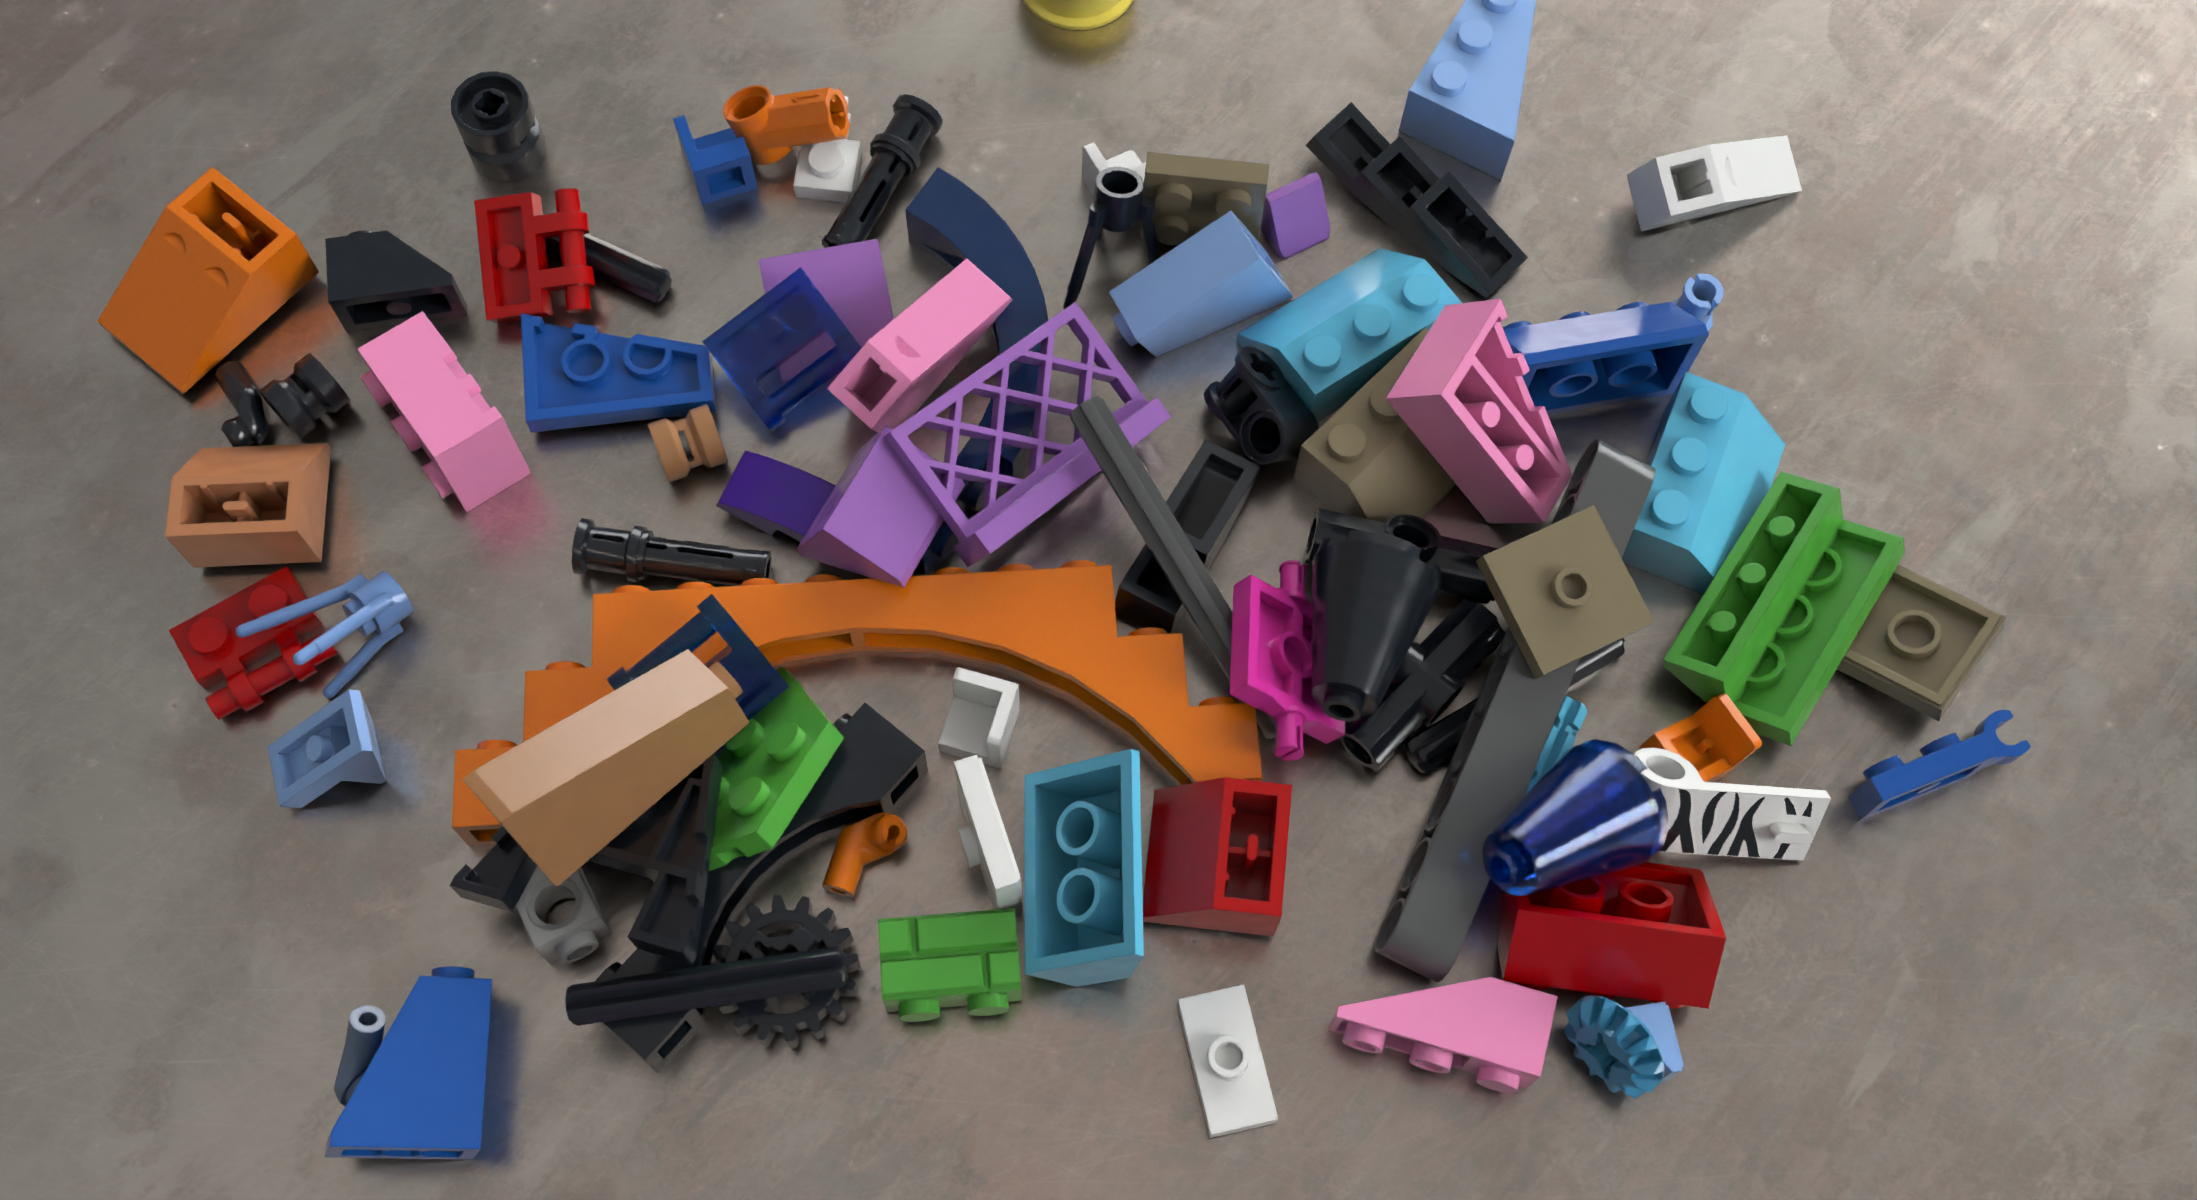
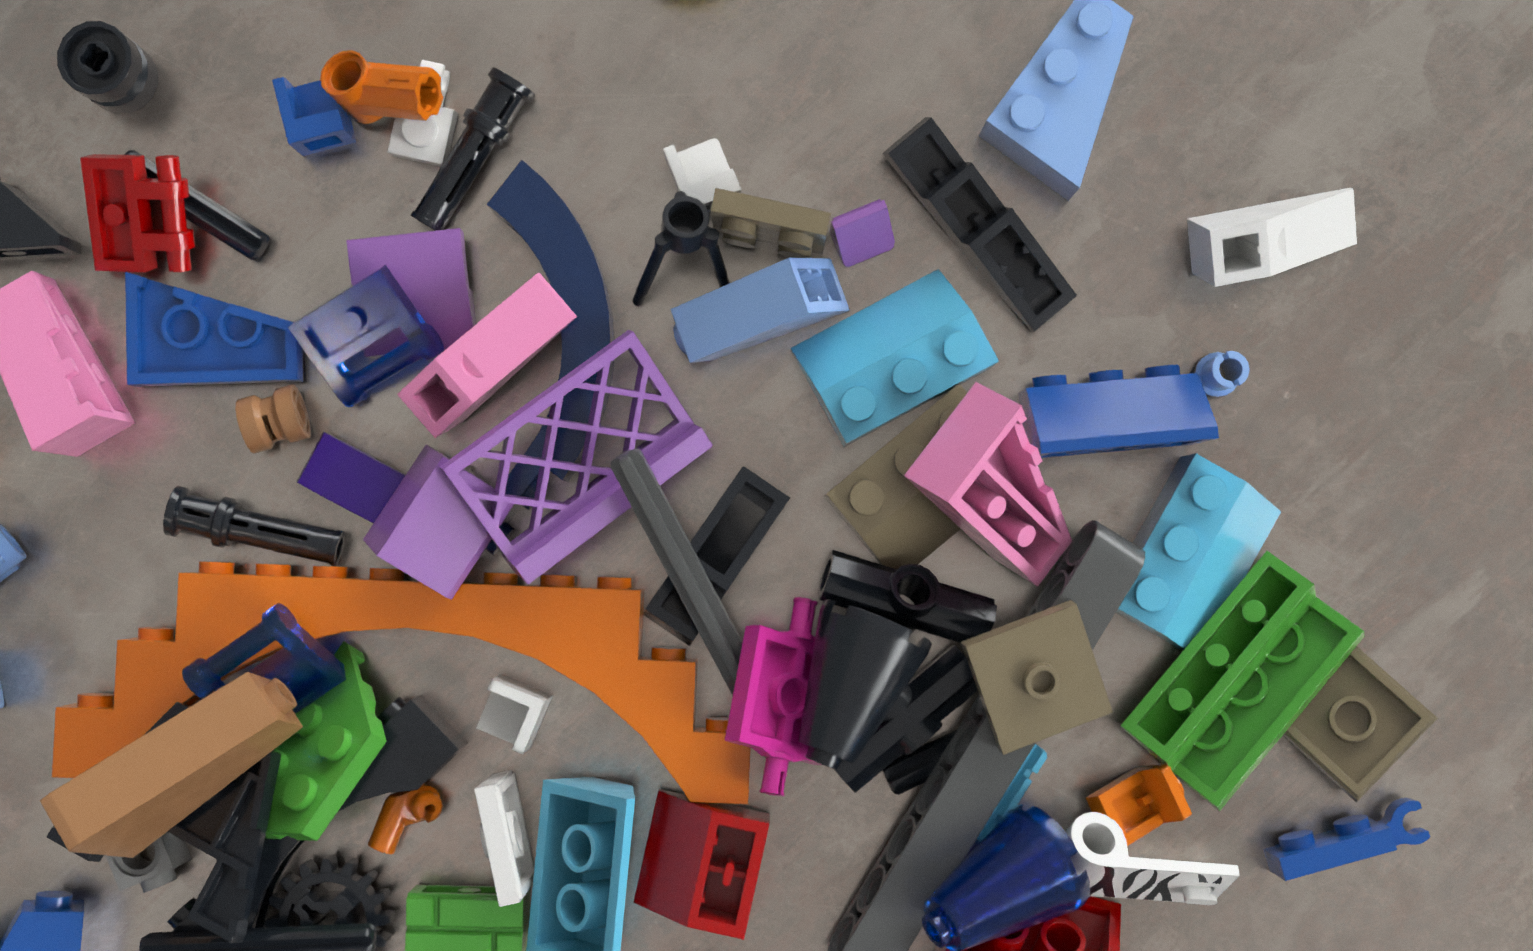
camera: 10 degrees right, 20 degrees up
(1255, 403) = (799, 447): black piece -> none

